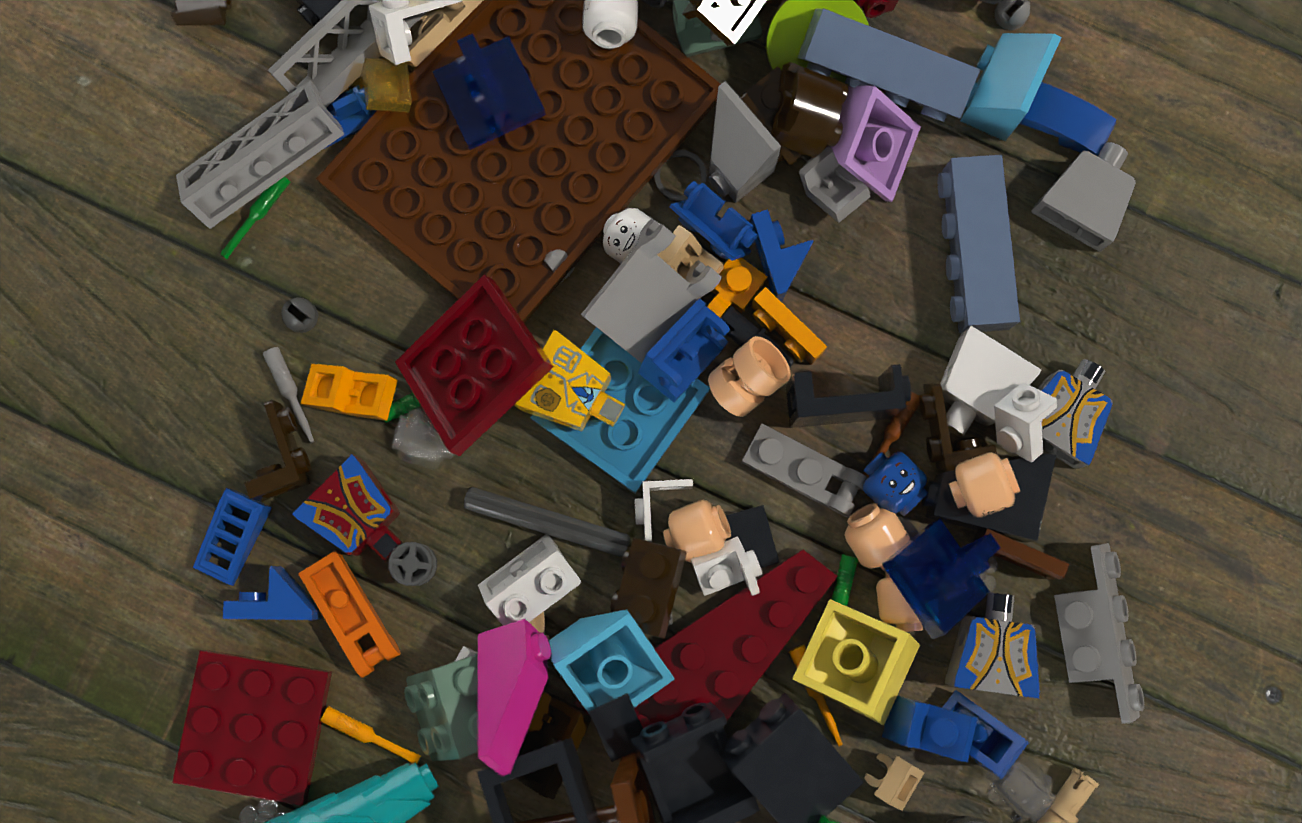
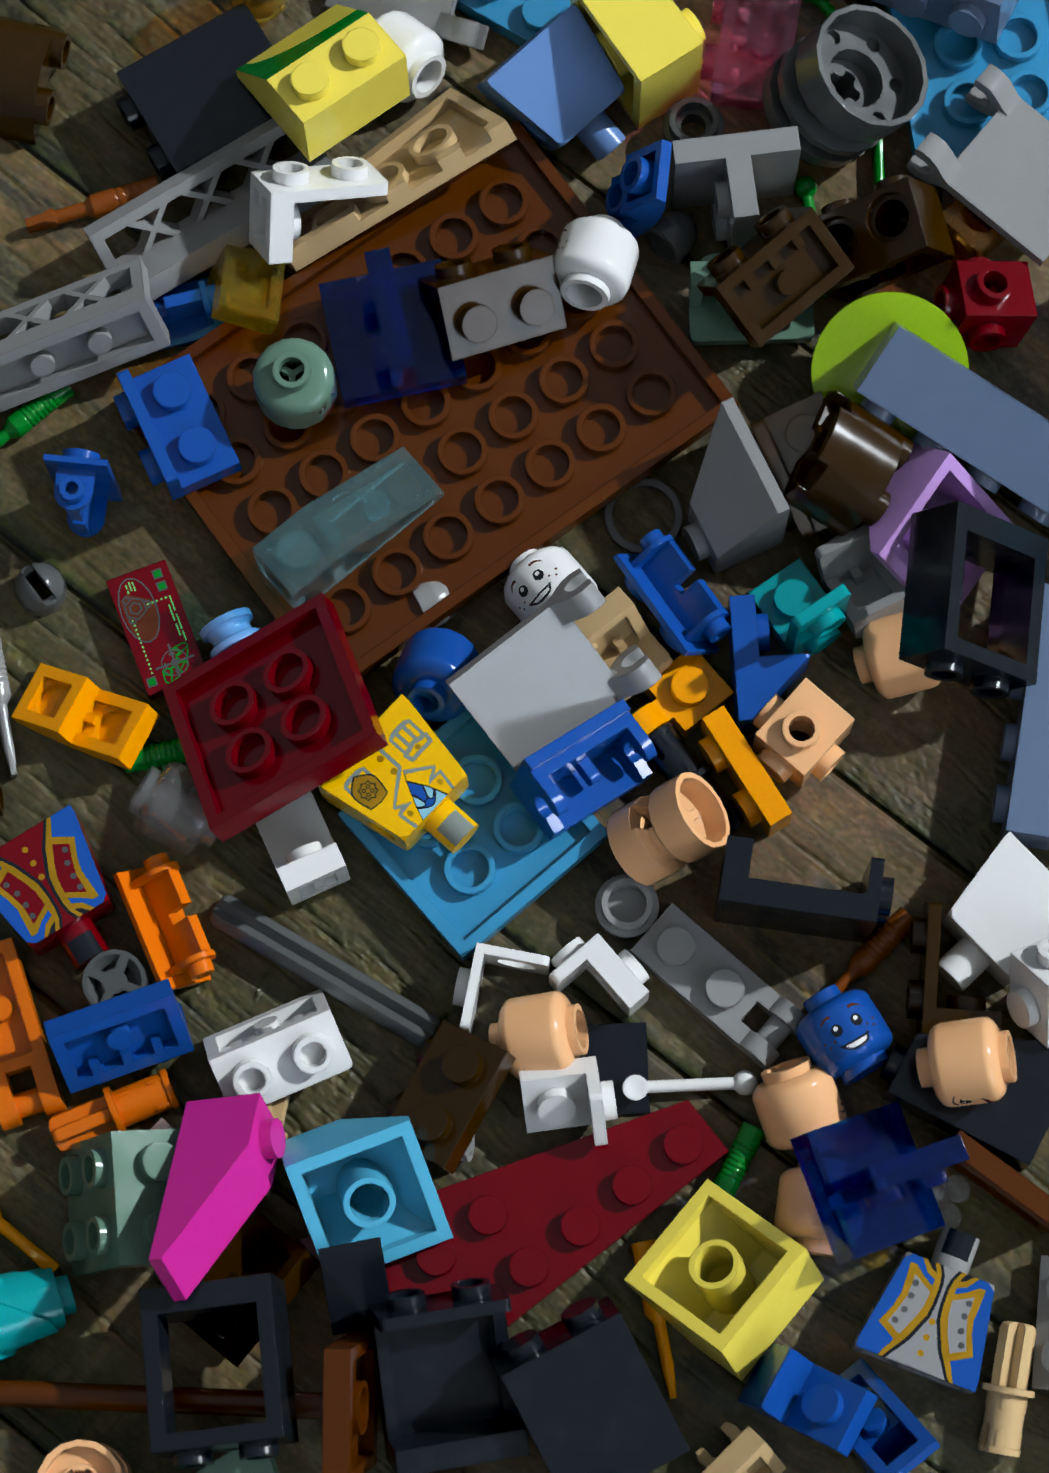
camera: 15 degrees right, 5 degrees down
(272, 56) = (94, 206): none -> dark orange piece
(309, 242) = (83, 488): none -> blue hinge
(363, 185) = (179, 426): none -> blue bracket
(380, 321) = (155, 626): none -> dark red tile
(422, 600) = (119, 1036): none -> blue bracket
(429, 313) = (228, 629): none -> light blue bush
(431, 647) = (114, 1110): none -> orange axle
(432, 139) = (289, 400): none -> sand green head
(437, 523) = (169, 938): none -> orange hinge
(488, 227) = (345, 527): none -> clear light blue slope
(513, 446) = (303, 849): none -> white bracket
(550, 54) = (494, 299): none -> bracket
(564, 309) = (425, 666): none -> blue head
(732, 433) = (626, 907): none -> light grey plate
(737, 478) = (617, 974): none -> white bracket
(767, 548) = (636, 1087): none -> white hinge
(798, 213) = (800, 610): none -> teal bracket
(829, 284) = (809, 715): none -> light nougat brick
(870, 226) = (880, 663): none -> light nougat head
(885, 154) = (933, 593): none -> black window
(1055, 688) = (1008, 1391): none -> tan axle

